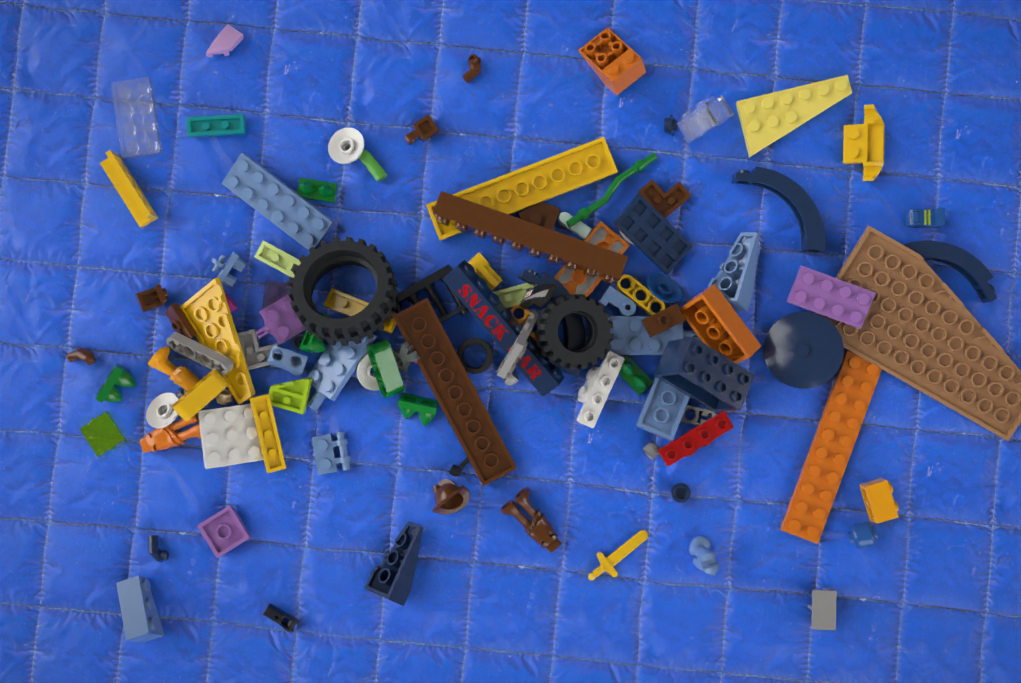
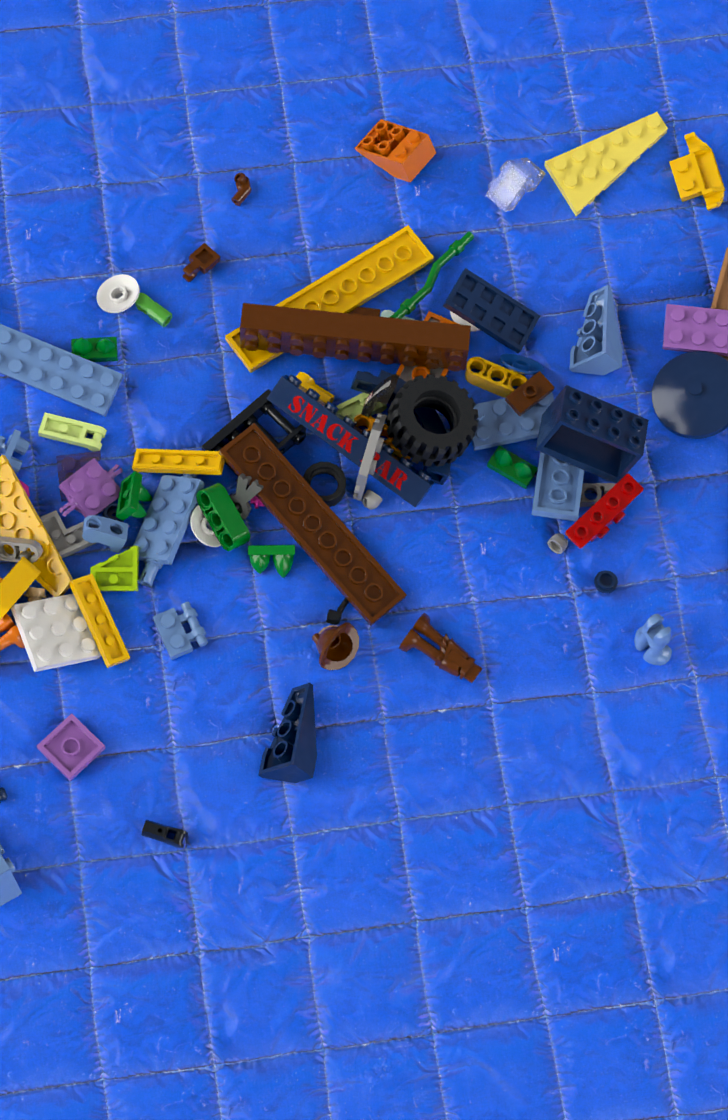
camera: 20 degrees left, 20 degrees down
(322, 261) = (162, 470): black tyre -> none
(597, 388) = (476, 483): white bracket -> none
(608, 563) = (544, 681): yellow sword -> none
(618, 300) = (477, 389): medium blue leg -> none
(664, 202) = (501, 275): reddish brown plate -> none
(670, 125) = (479, 199): dark blue plate -> none
(719, 325) = (593, 376): orange brick -> none
(796, 198) = (638, 243): dark blue arch -> none

